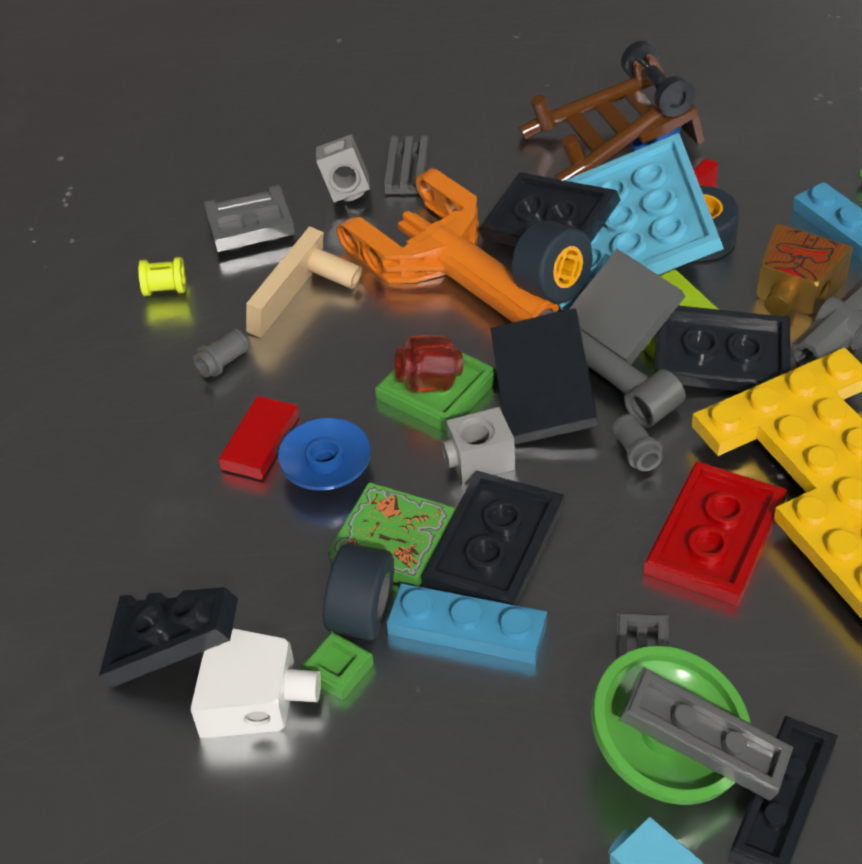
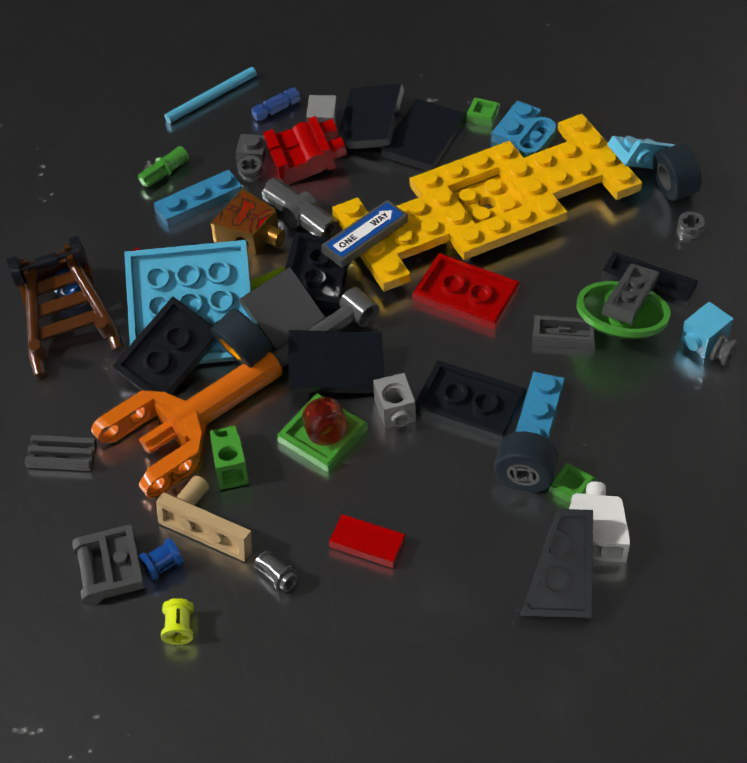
camera: 90 degrees left, 5 degrees up
(251, 259) = (161, 559): none -> blue bush
(324, 454) = (396, 480): blue dish -> none
(343, 153) = (75, 485): light grey brick -> none
(391, 291) = (228, 458): none -> bright green leg
(396, 523) = (463, 456): bright green tile -> none
(642, 450) = (395, 320): dark grey pin -> none
(780, 376) = (364, 233): none -> tile

